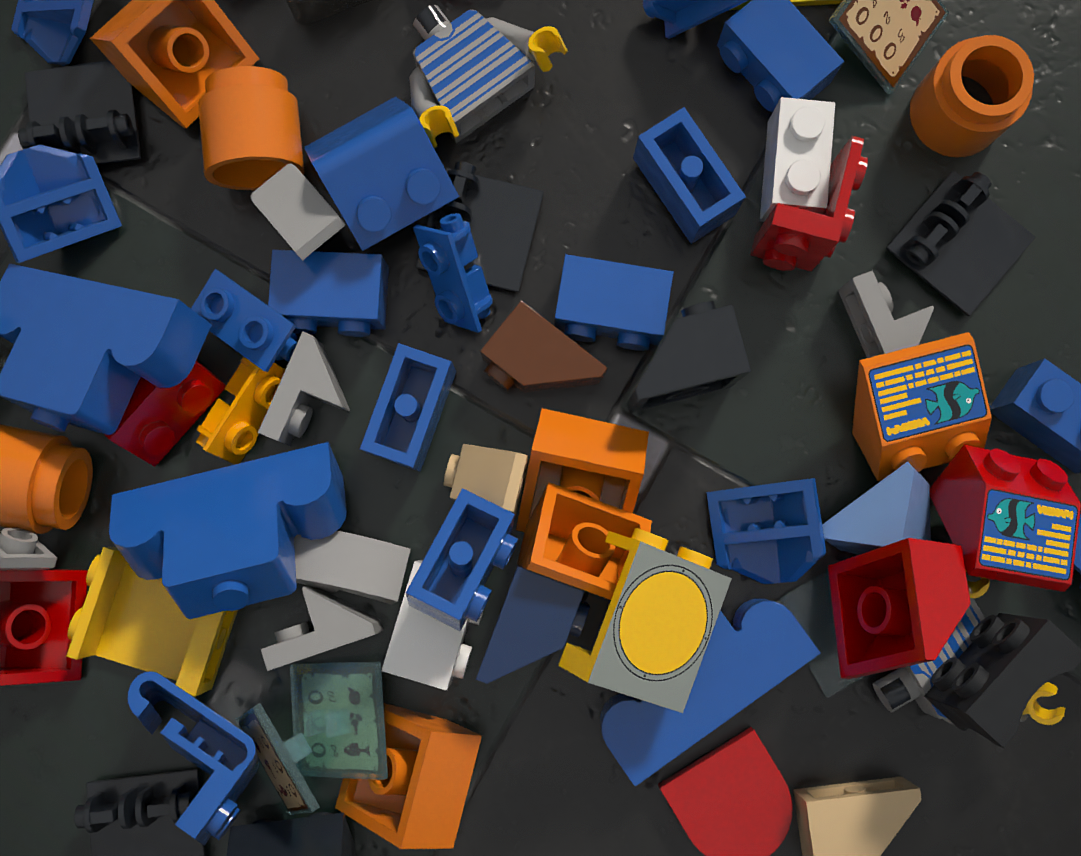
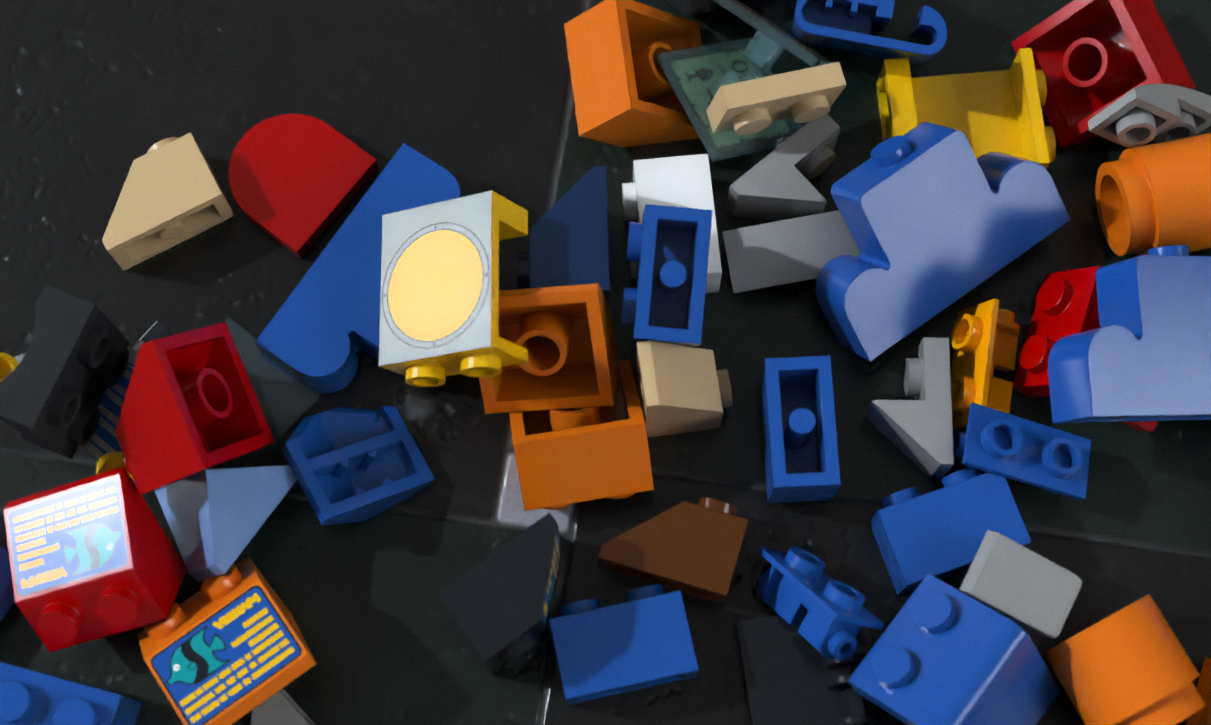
camera: 160 degrees right, 10 degrees down
(280, 686) = (760, 101): none -> tan plate

